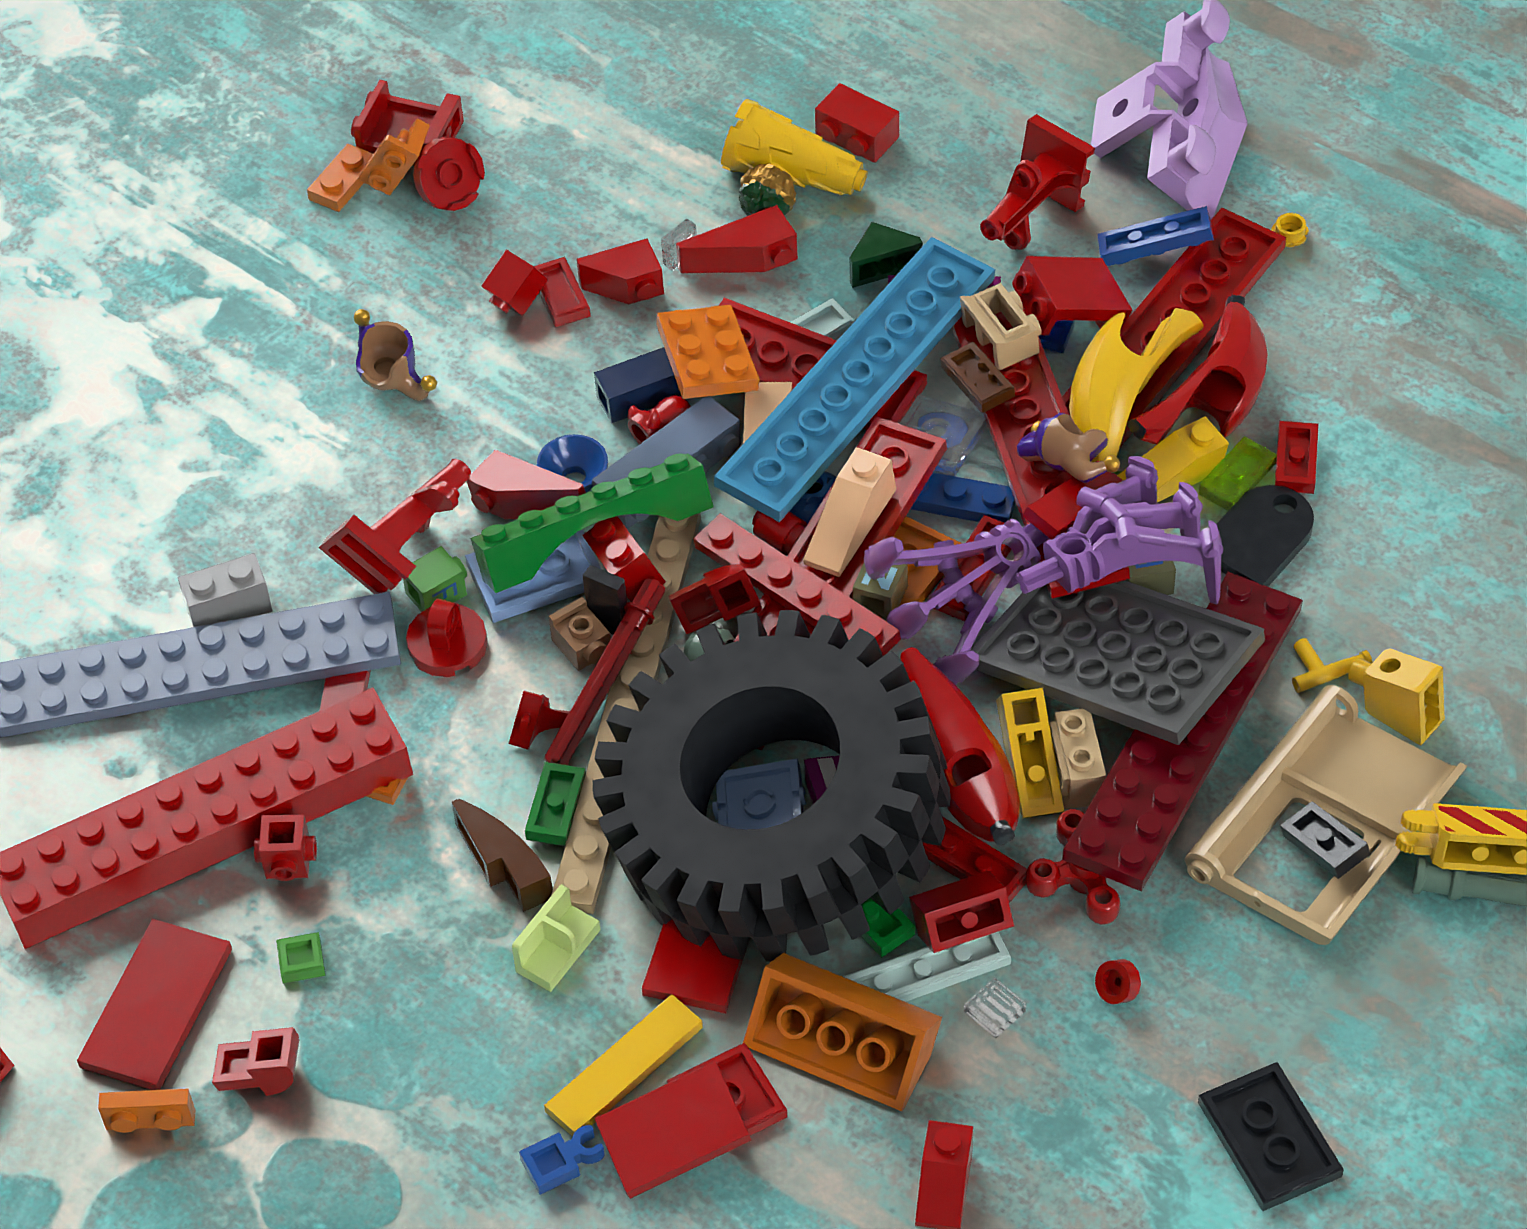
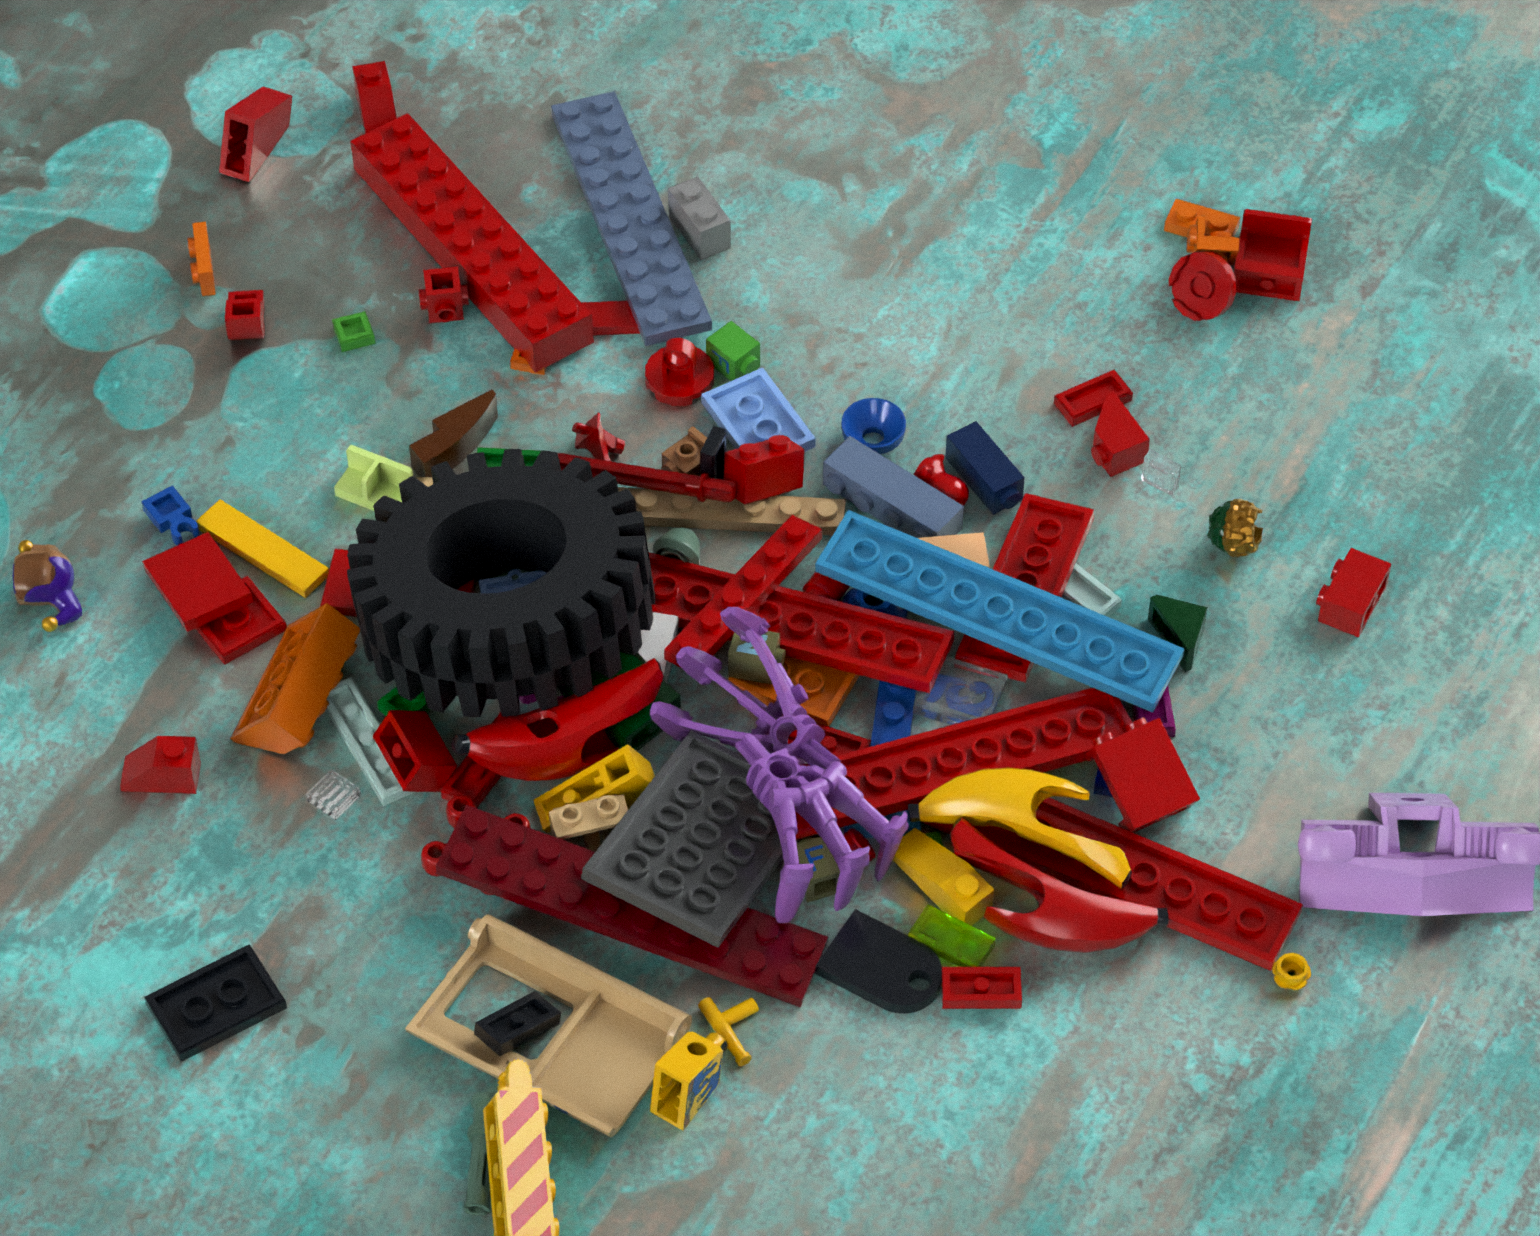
camera: 80 degrees right, 0 degrees up
(154, 1005) = (304, 251): red tile -> none
(374, 551) = (738, 295): red piece -> none
(388, 358) = (974, 280): medium nougat piece -> none
(513, 284) = (1082, 355): red brick -> none
(513, 486) = (841, 383): slope -> none
(518, 549) = (831, 478): green arch -> none
(707, 351) = (1010, 496): orange plate -> none
(721, 594) = (732, 540): red brick -> none
(742, 246) = (1175, 528): red slope -> none
(774, 140) = (1292, 529): yellow cone -> none
(851, 511) = (829, 616): light nougat slope -> none
(977, 377) = (1010, 701): reddish brown plate -> none
(1008, 345) = (1079, 728): tan window -> none
(1049, 167) = (1299, 741): red piece -> none
(1059, 507) = (879, 791): red tile -> none
(1066, 448) = (913, 762): medium nougat piece -> none
(1117, 981) = (358, 877): red tile -> none
(1155, 236) = (1245, 846): blue plate -> none

